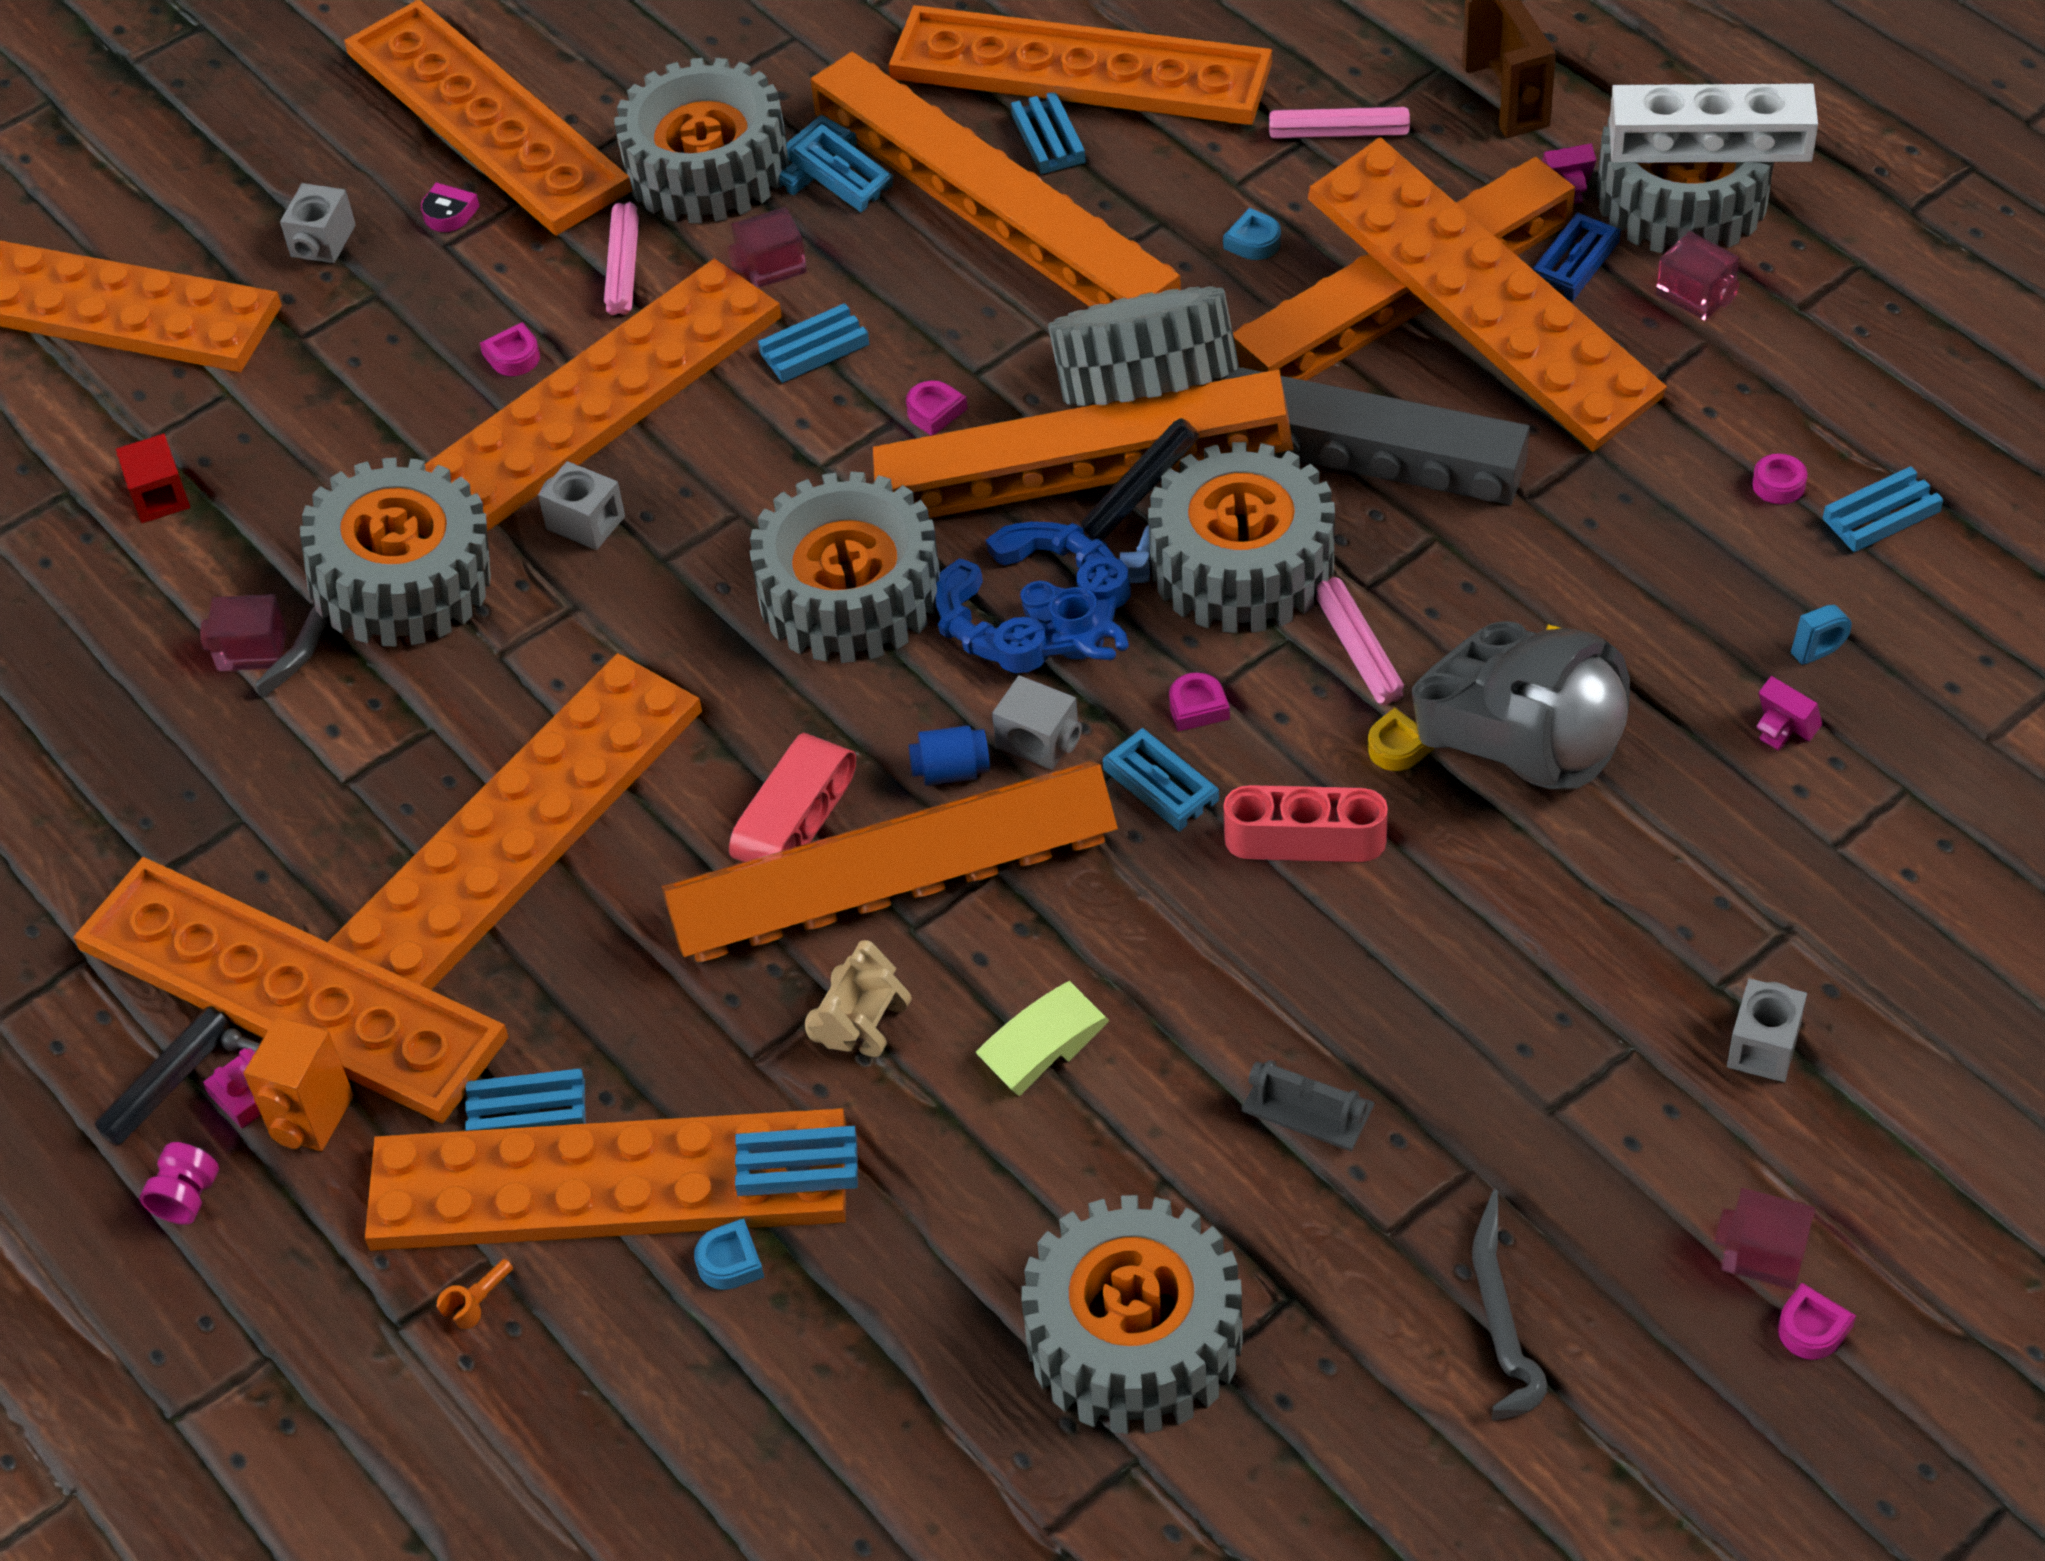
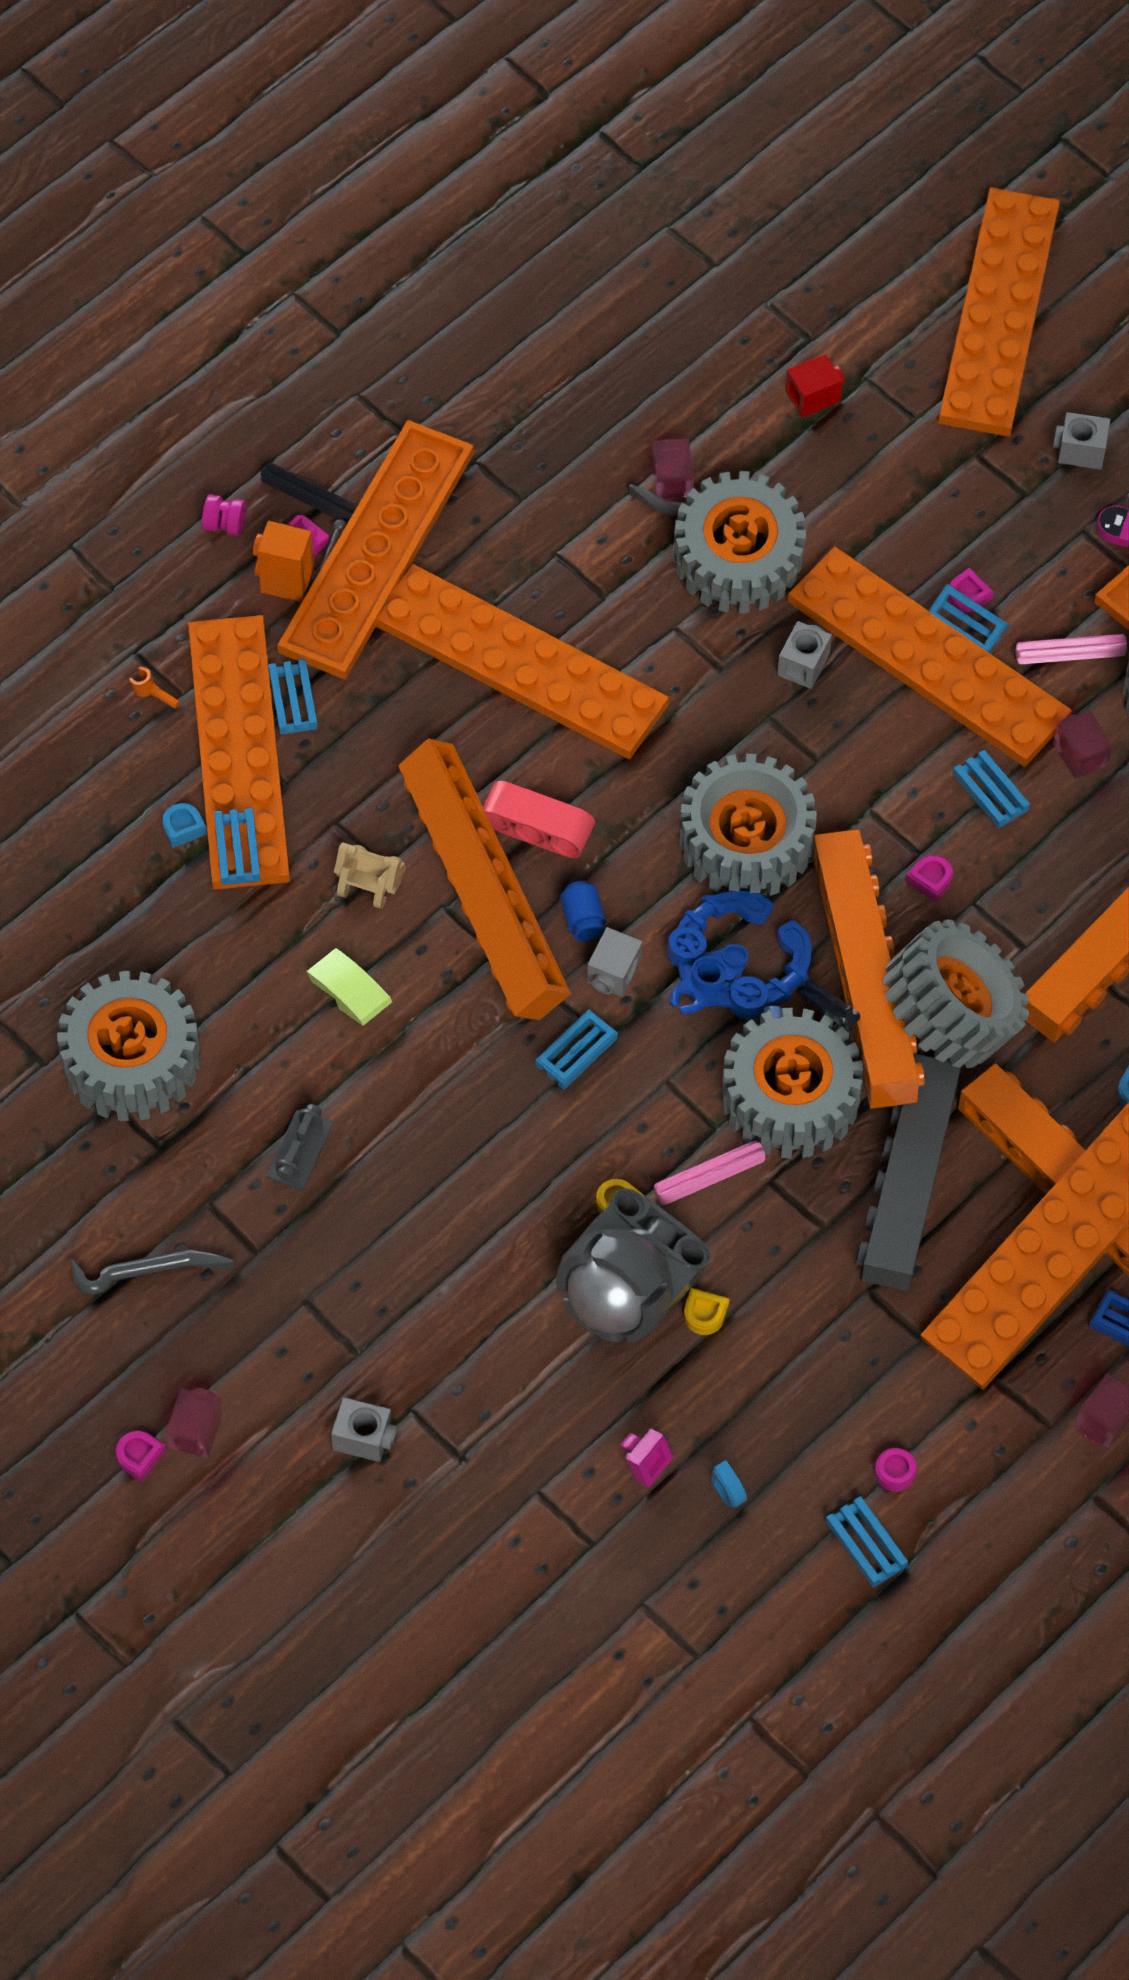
camera: 80 degrees right, 10 degrees up
(530, 369) = (993, 637): none -> dark azure tile
(1197, 701) = (649, 1069): dark pink tile -> none
(1305, 823) = (530, 1154): coral beam -> none

